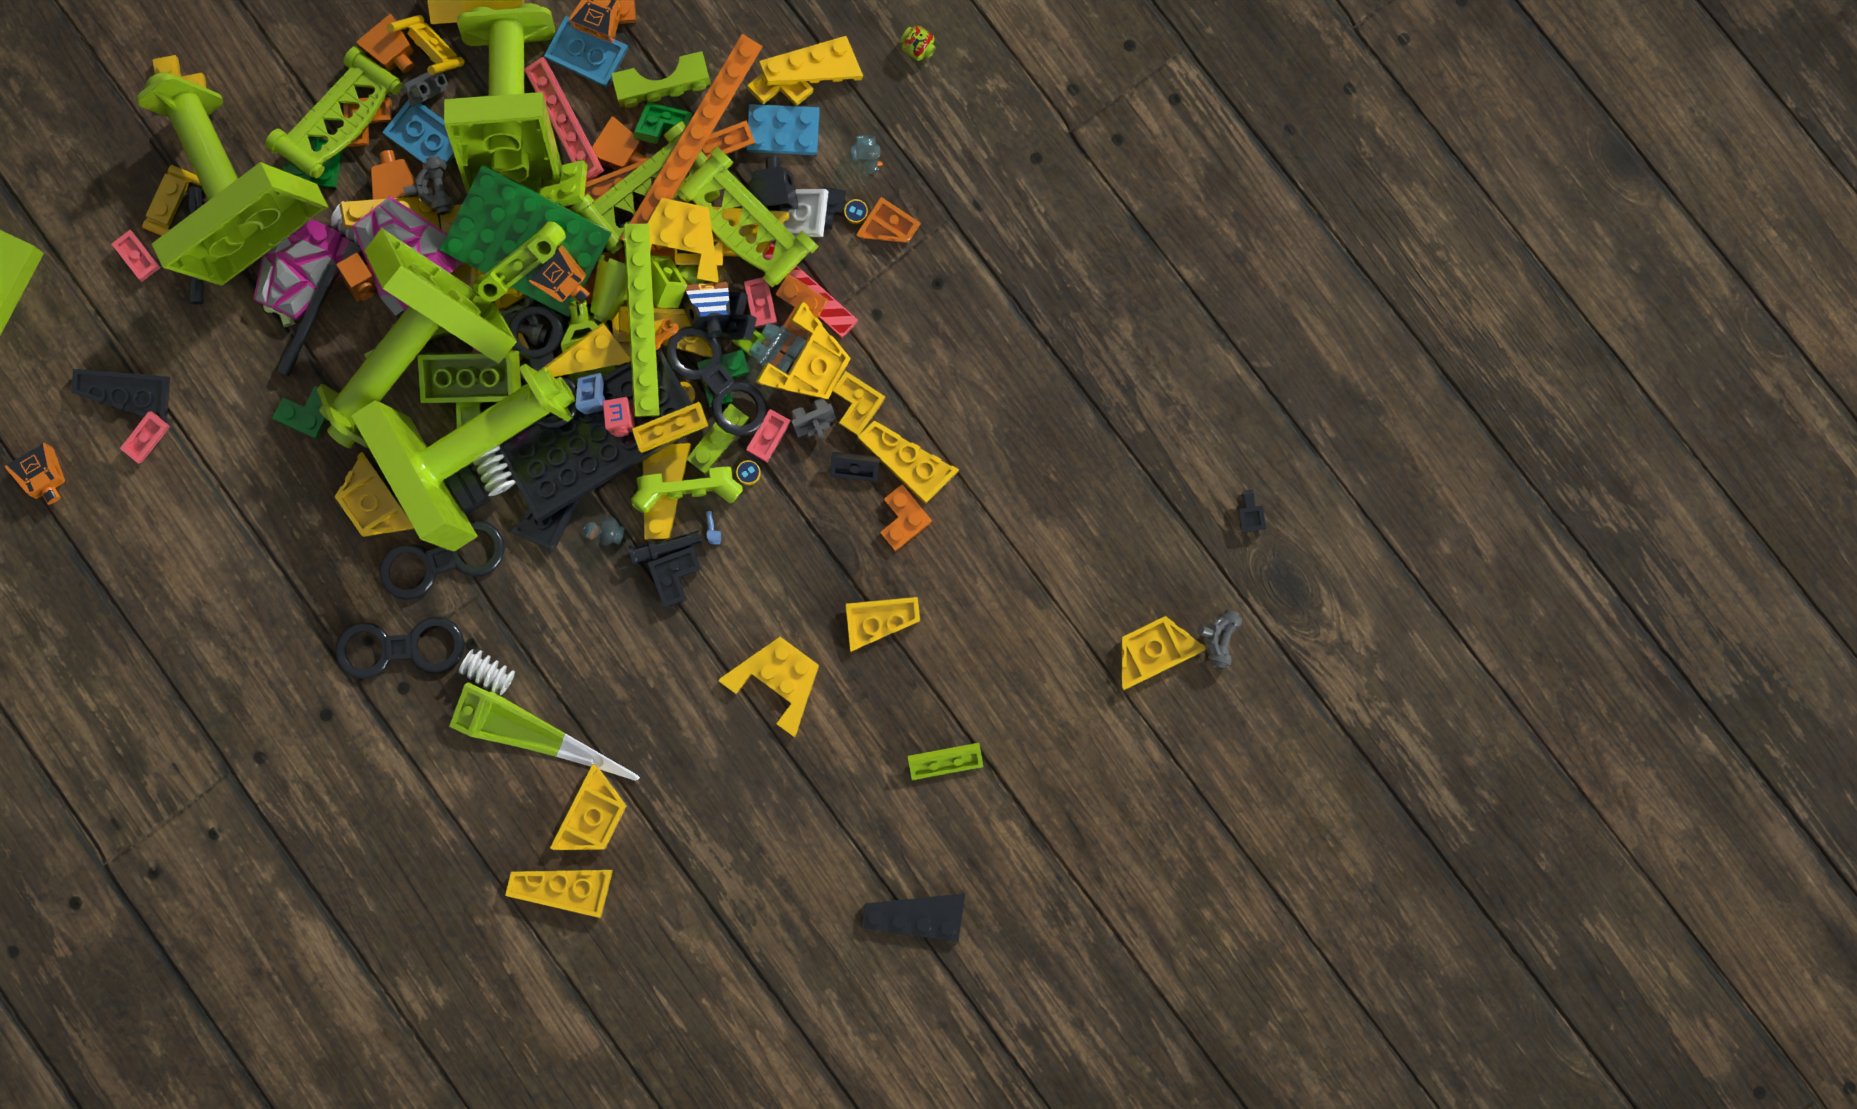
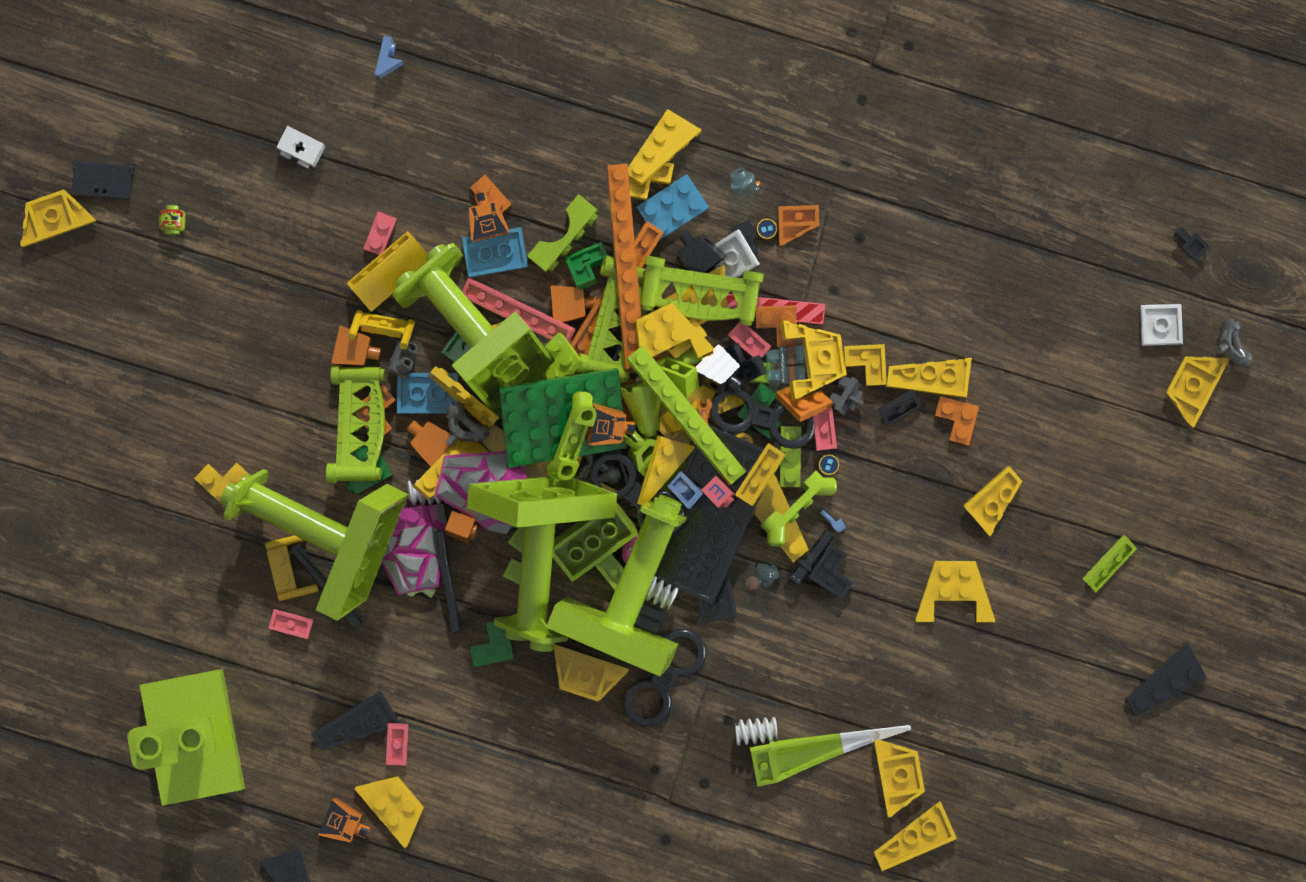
camera: 35 degrees left, 5 degrees up
(99, 494) = (394, 806): none -> yellow wing
(399, 647) = (681, 758): black bar -> none
(456, 184) = (458, 393): none -> yellow wing
(765, 399) = (804, 406): none -> orange plate
(917, 43) = (721, 78): lime head -> none
(1165, 570) = (1161, 325): none -> white tile

